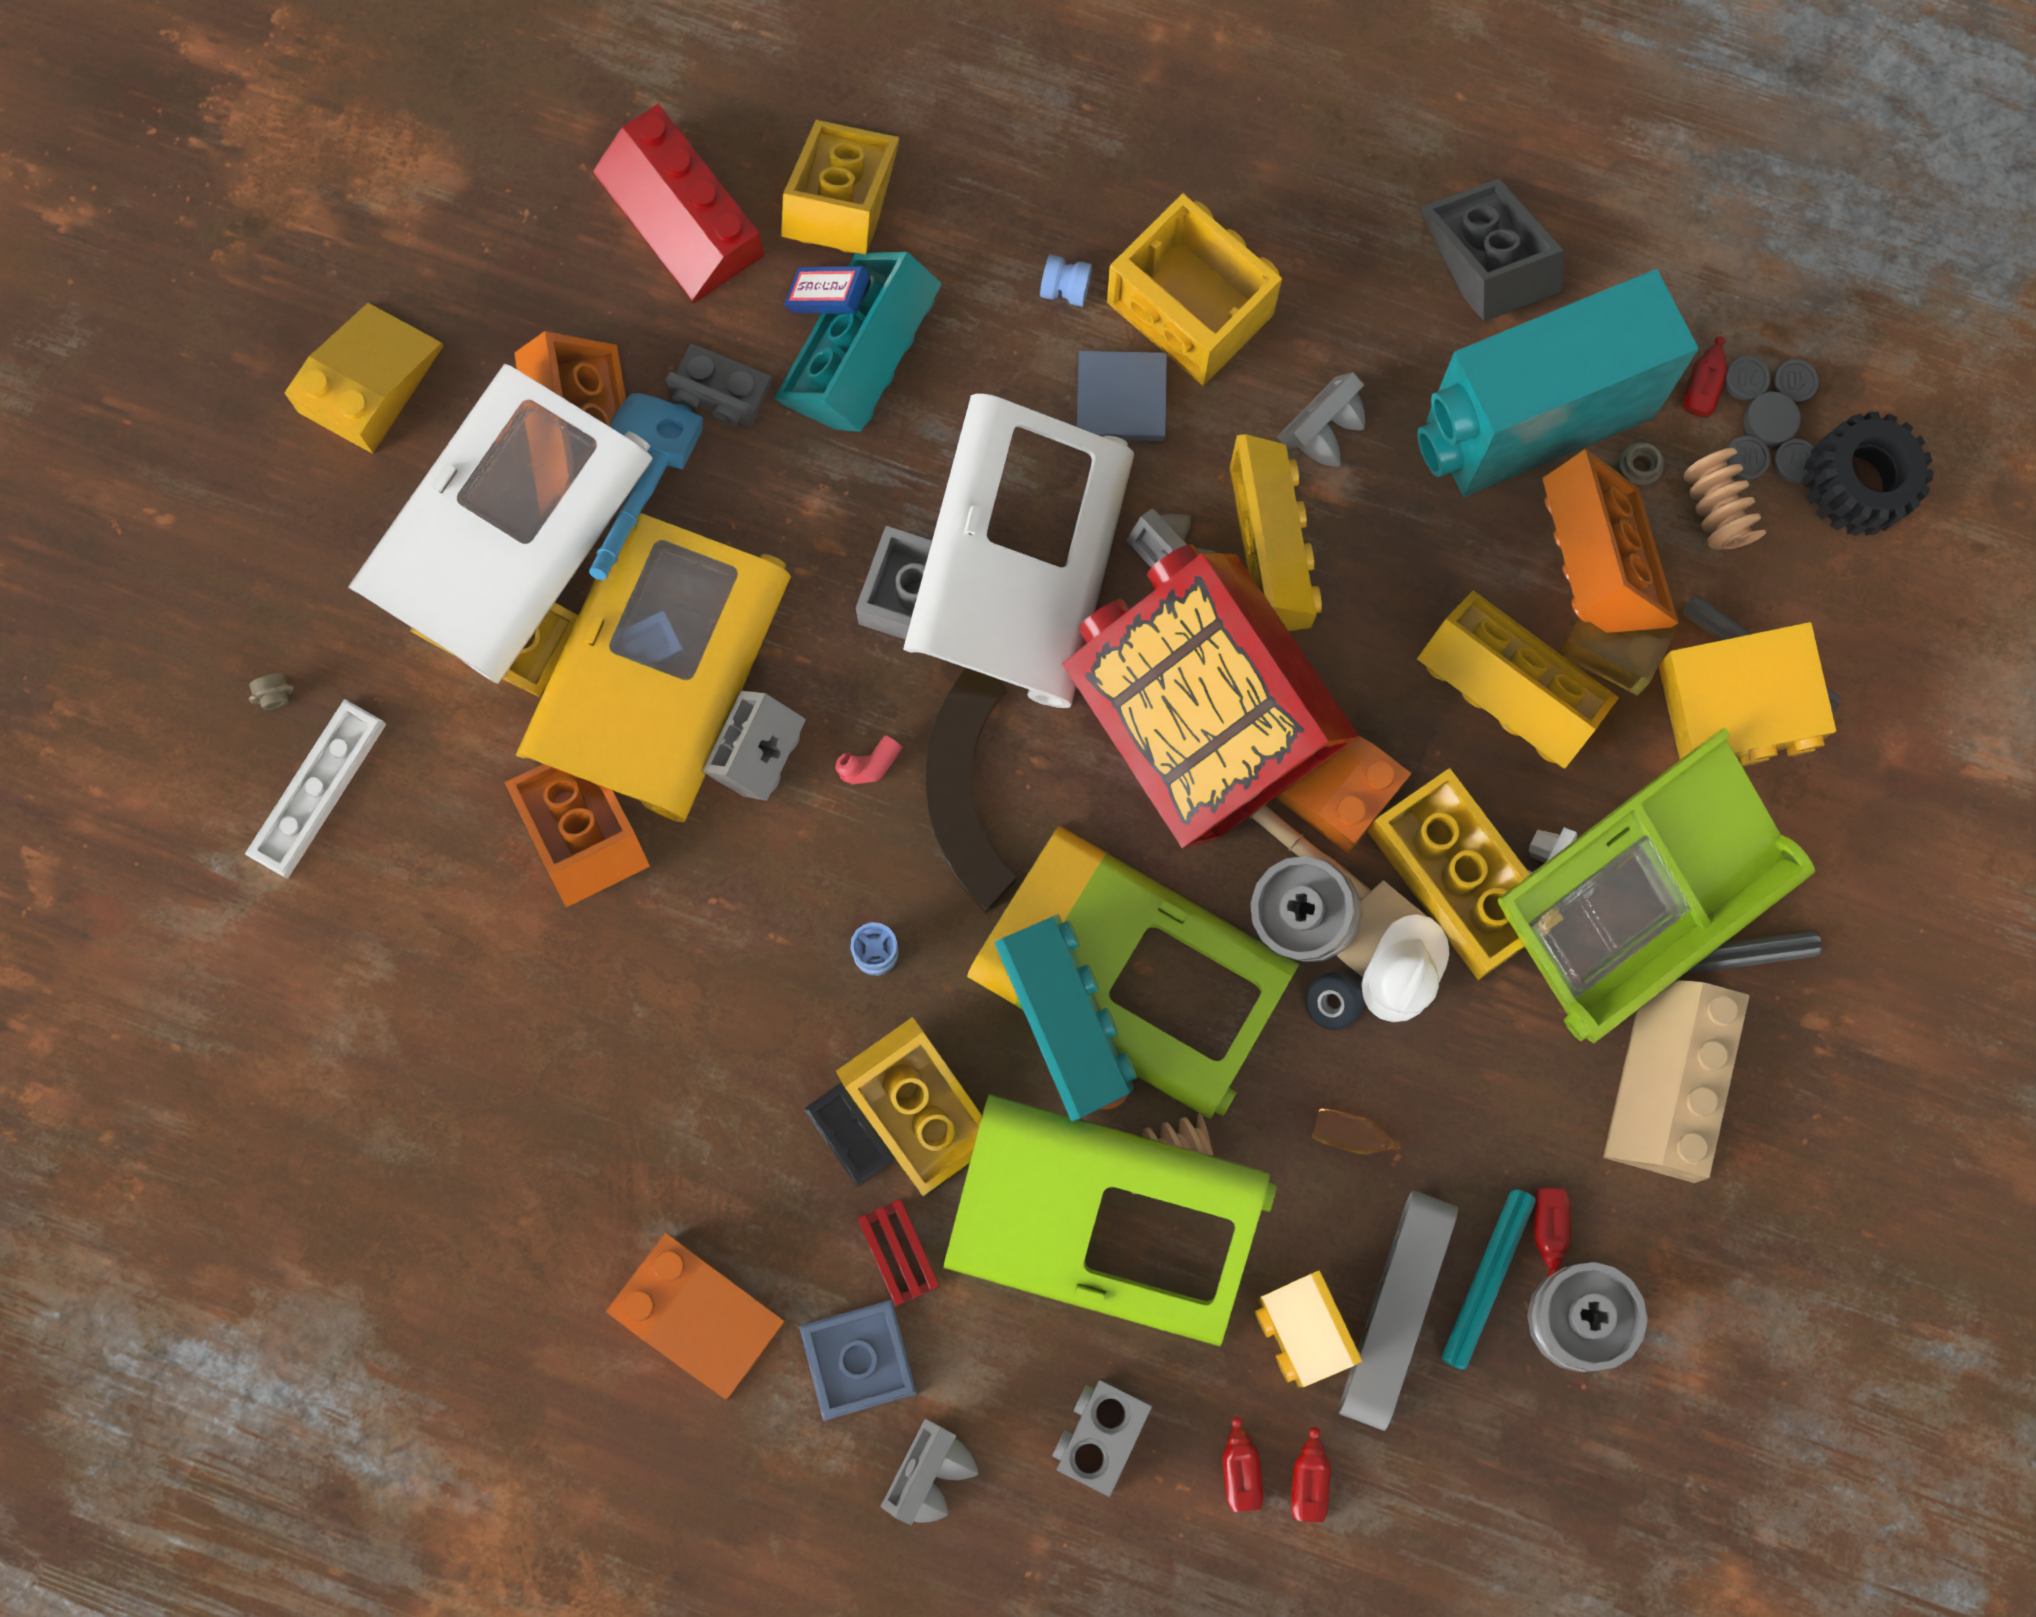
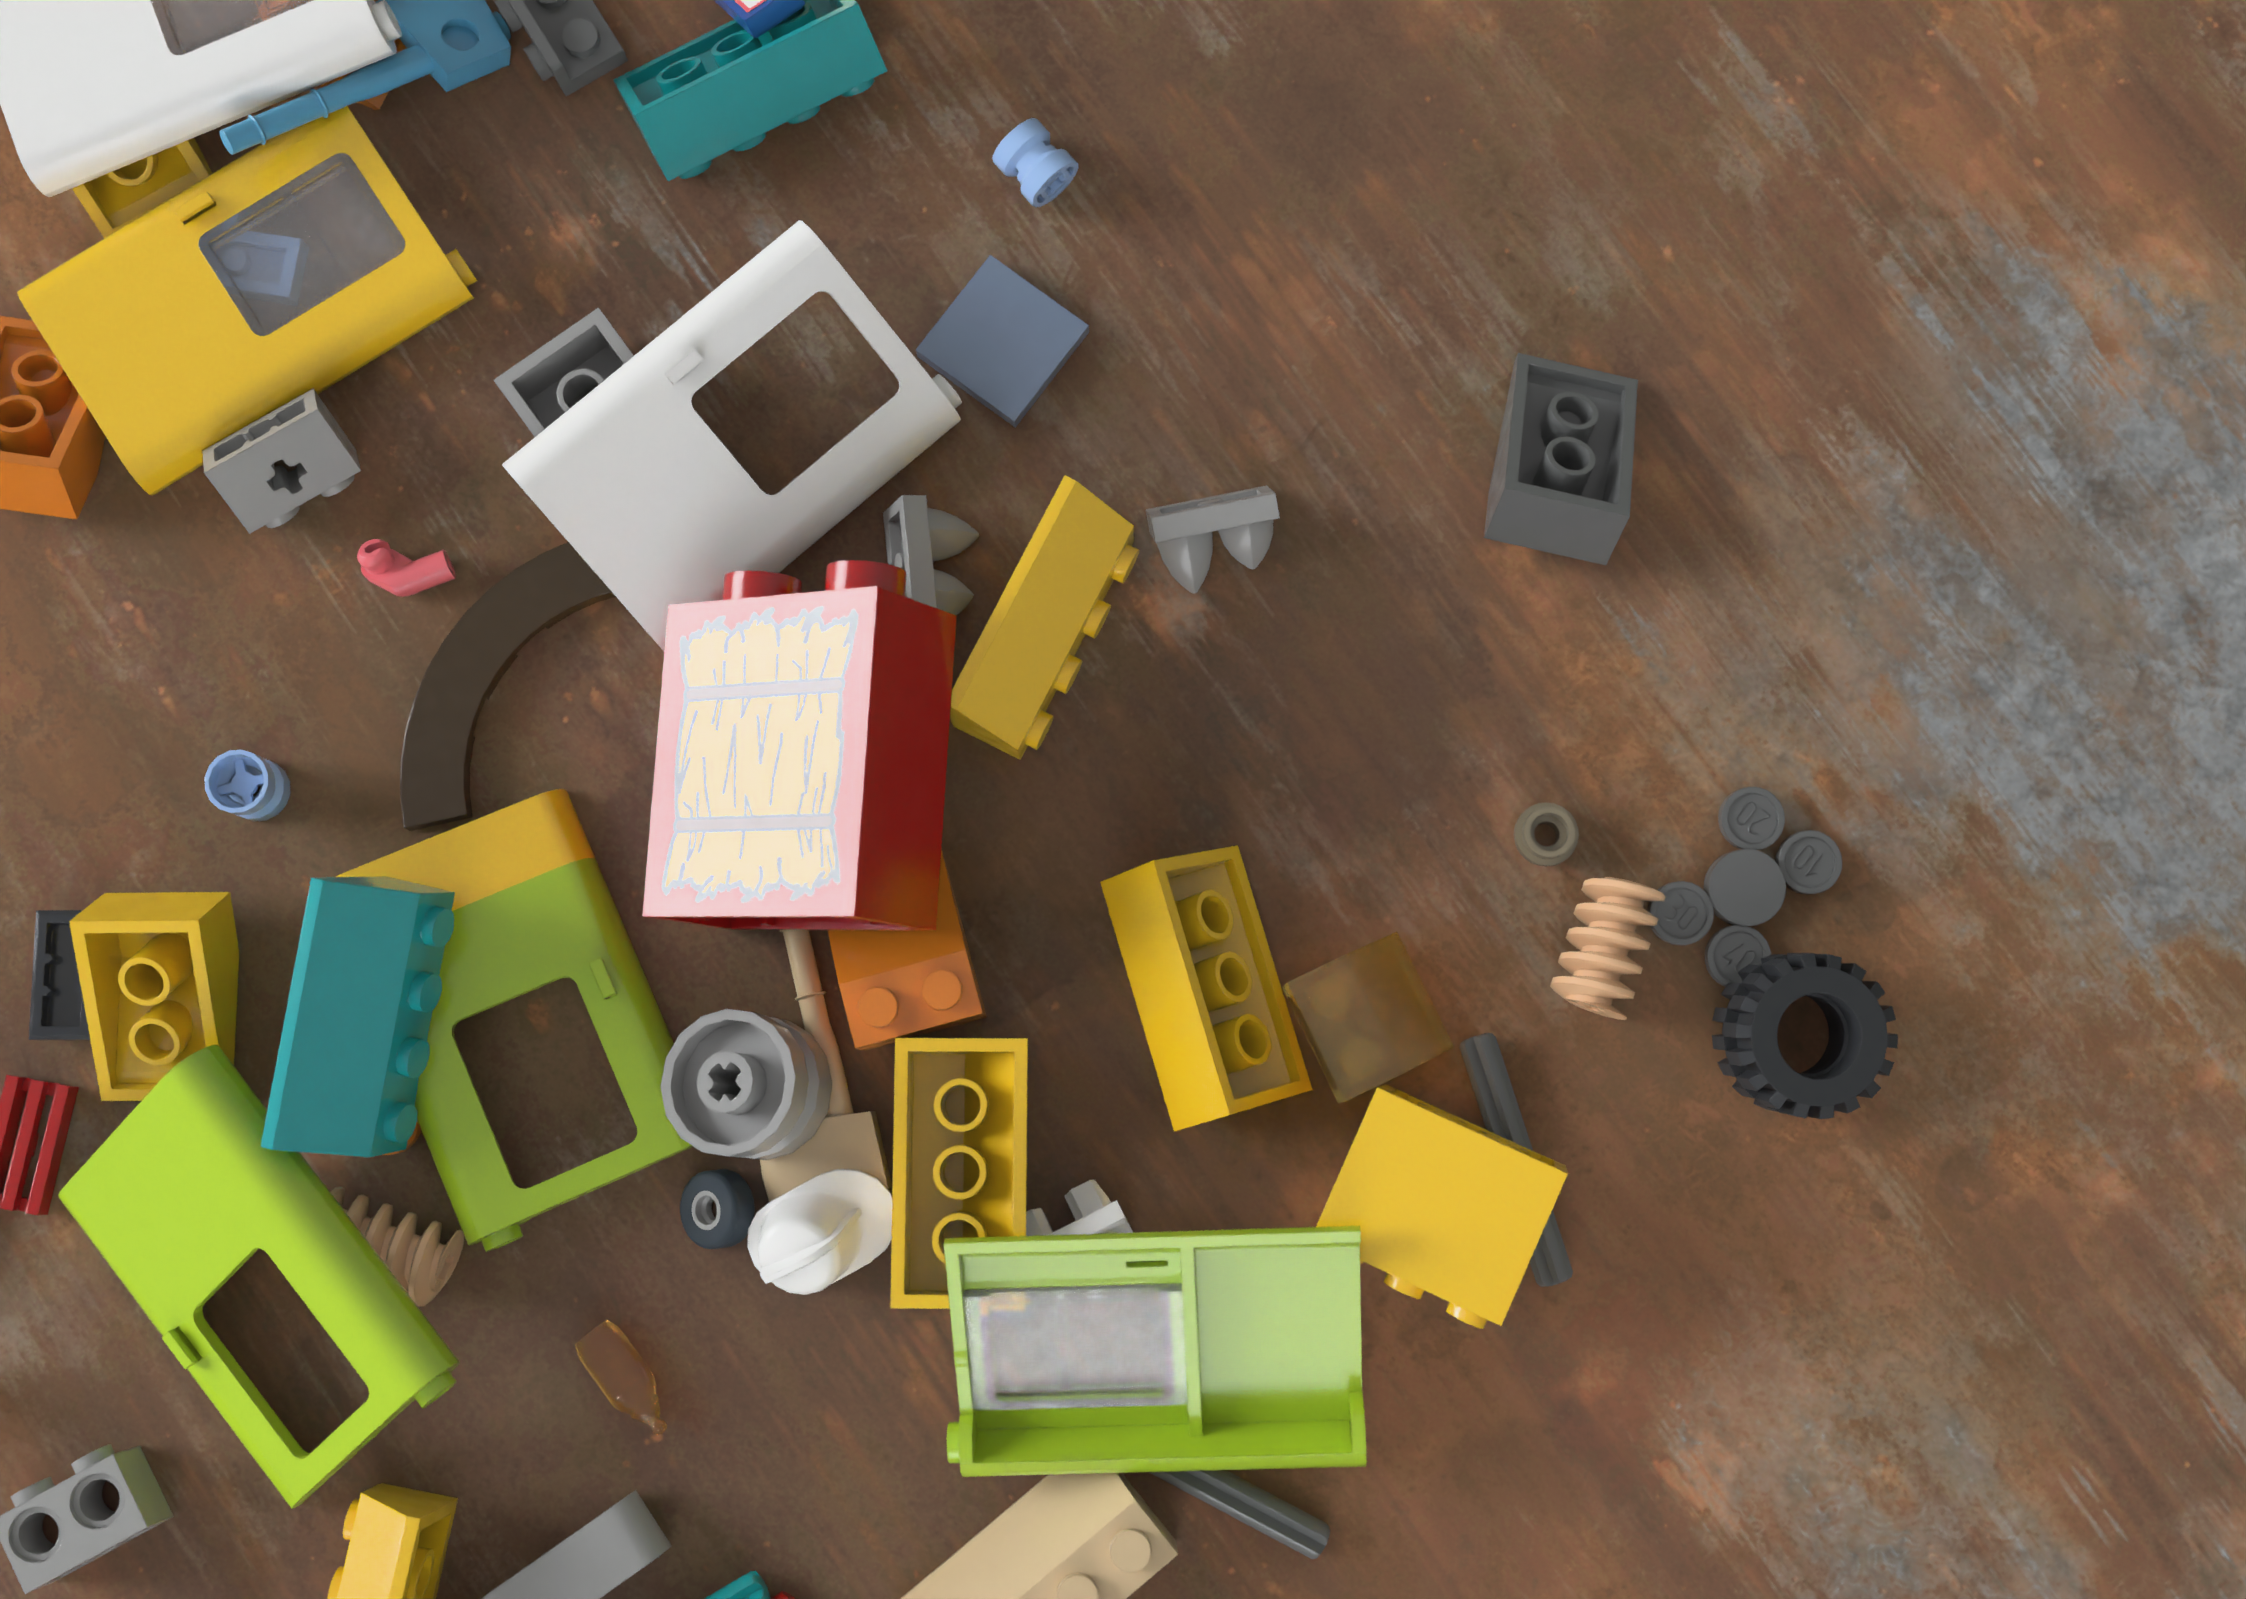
camera: 35 degrees right, 5 degrees up
(1193, 288) = (1167, 267): yellow container -> none
(1556, 384) = (1489, 669): teal brick -> none
(1607, 547) = (1415, 909): orange slope -> none
(1706, 381) = (1701, 788): red piece -> none

